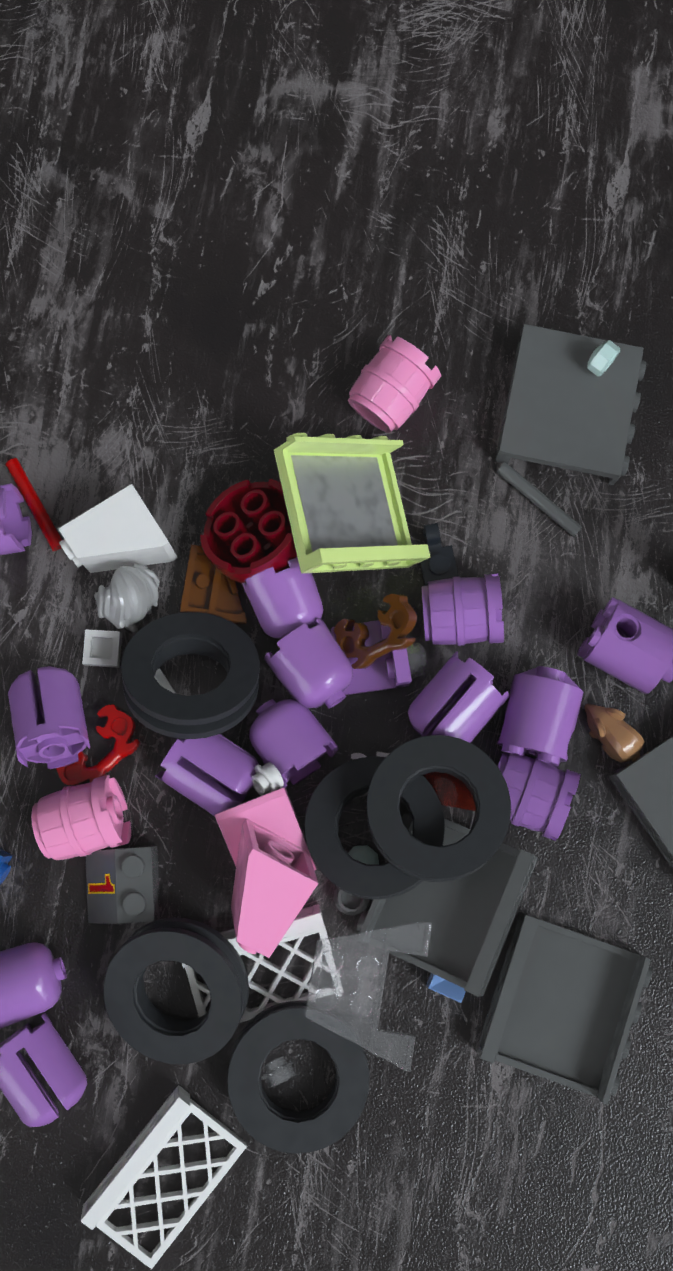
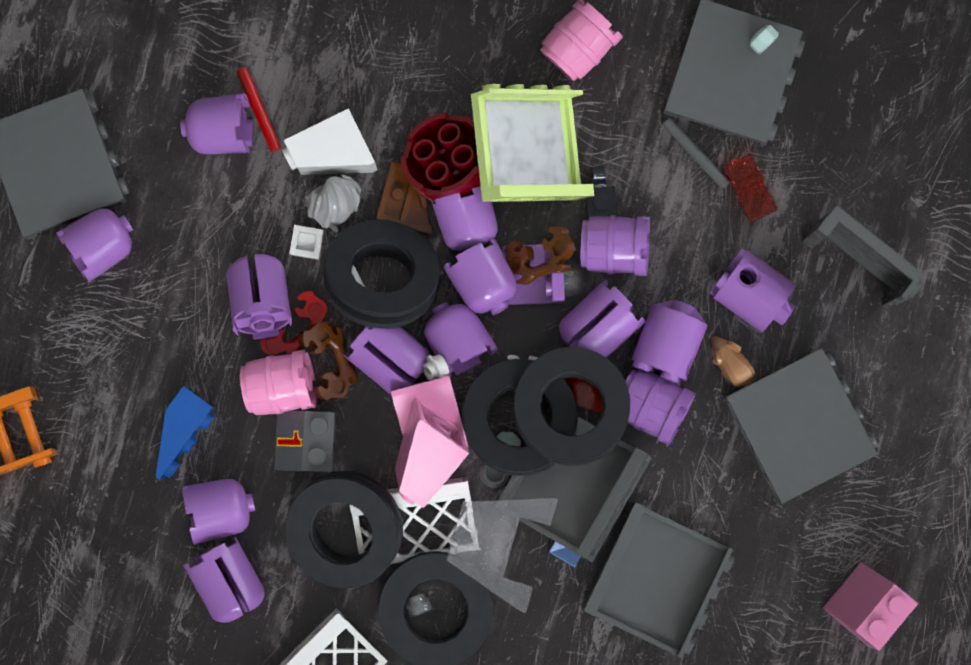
camera: 10 degrees right, 5 degrees up
(149, 813) = (334, 385): none -> reddish brown helmet
(605, 533) = (750, 188): none -> clear red slope

